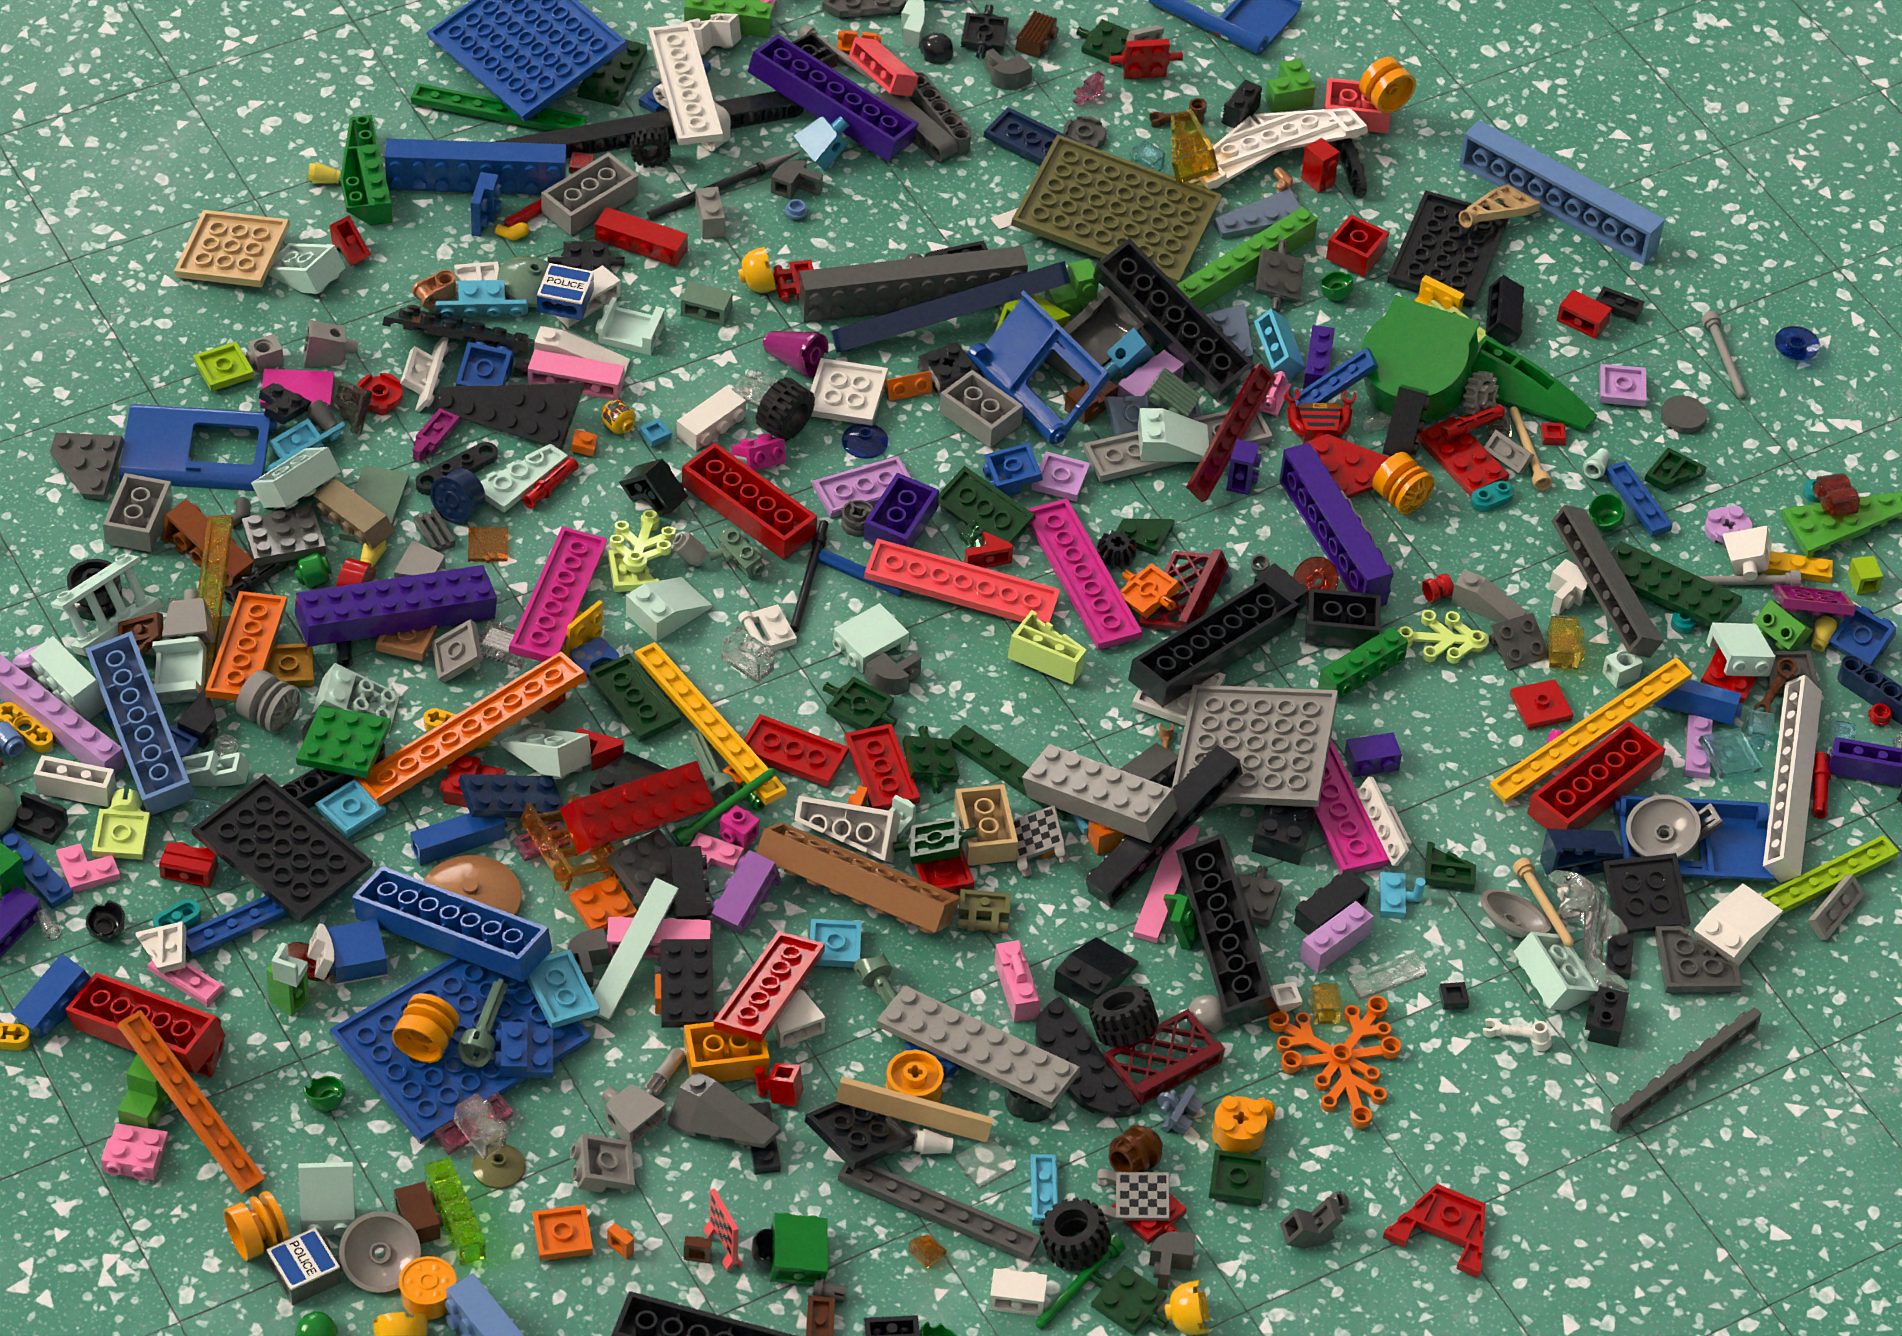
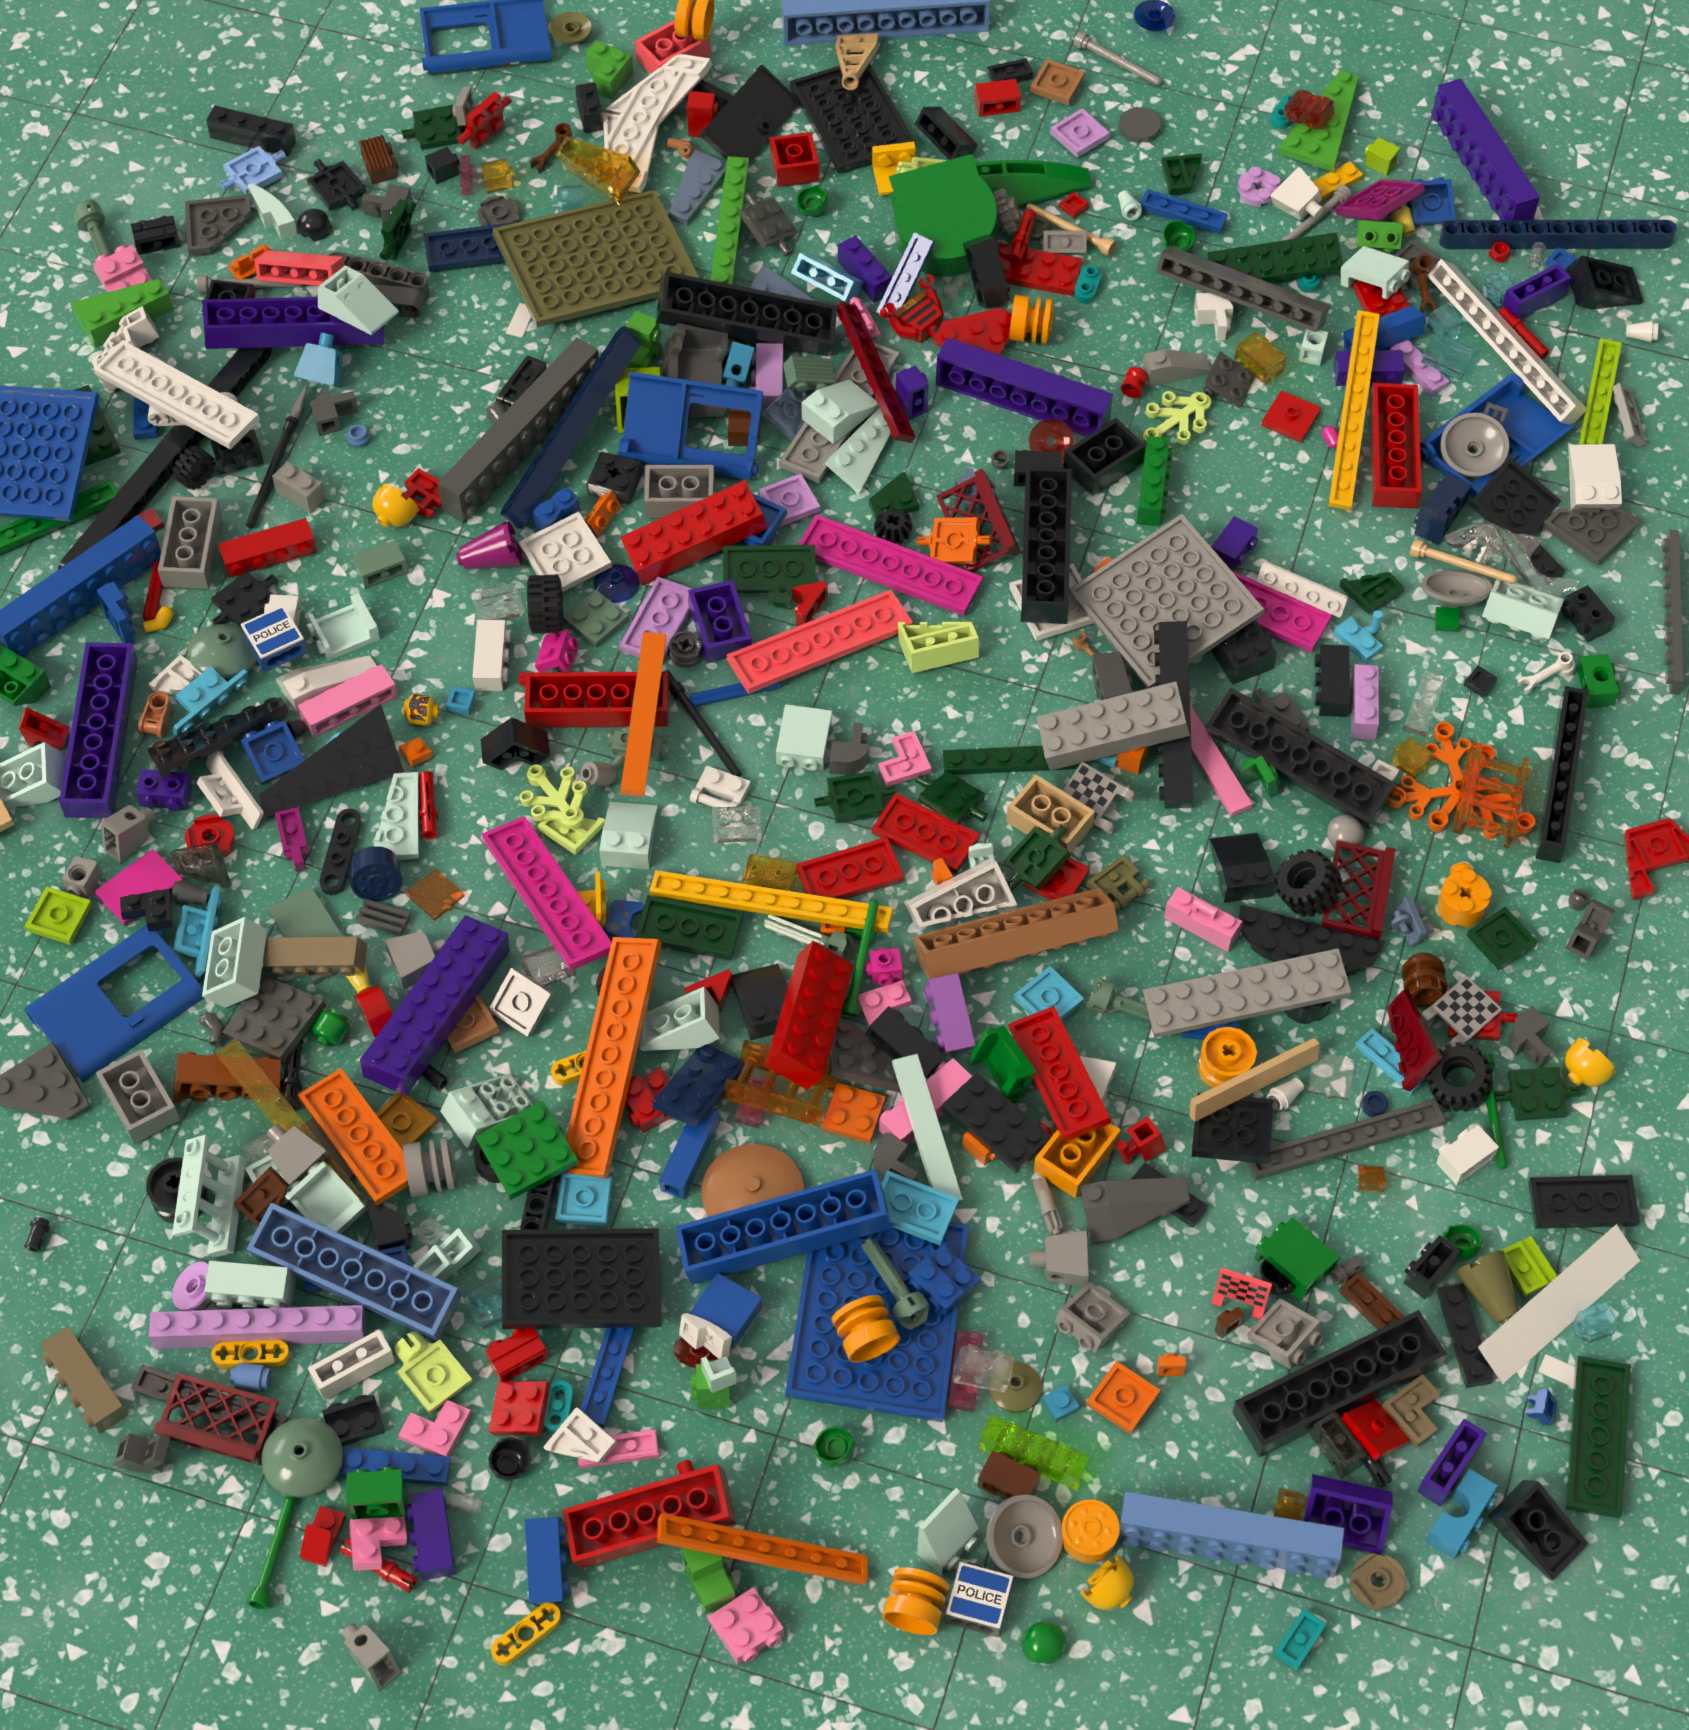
camera: 40 degrees left, 10 degrees up
(150, 897) = (519, 1408): none -> plate
(385, 267) = (98, 730): none -> dark purple brick
(385, 342) = (167, 793): none -> dark purple brick
(515, 1201) = (1060, 1403): none -> dark azure plate
(696, 161) = (242, 455): none -> black brick
(730, 1290) = (1287, 1333): none -> light grey plate
(733, 706) = (770, 873): none -> clear yellow brick
(745, 936) = (1004, 1062): none -> green panel
(762, 528) = (643, 714): none -> orange tile
(819, 452) = (596, 618): none -> sand green plate
(877, 355) = (562, 505): none -> blue brick
(886, 108) = (355, 301): none -> light aqua slope
(929, 714) = (908, 764): none -> bright pink plate
(954, 441) = (694, 532): none -> red brick
(987, 89) = (397, 229): none -> dark green plate
(994, 1204) = (1374, 1103): none -> dark blue tile
(1069, 1180) = (1413, 1040): none -> dark red wing
(1079, 69) = (442, 165): none -> black brick
(1112, 105) = (497, 175): none -> clear yellow brick
(1152, 482) = (859, 453): none -> light aqua wing
(1297, 40) = (571, 27): none -> olive dish
(1349, 1048) = (1468, 798): none -> clear orange fence
(1362, 191) = (750, 116): none -> black door
(1432, 1104) = (1562, 774): none -> black brick
(1485, 935) = (1447, 619): none -> green tile
(1553, 1068) = (1598, 676): none -> green brick
(1651, 336) = (1057, 82): none -> medium nougat plate
(1660, 721) = (1386, 367): none -> dark purple brick

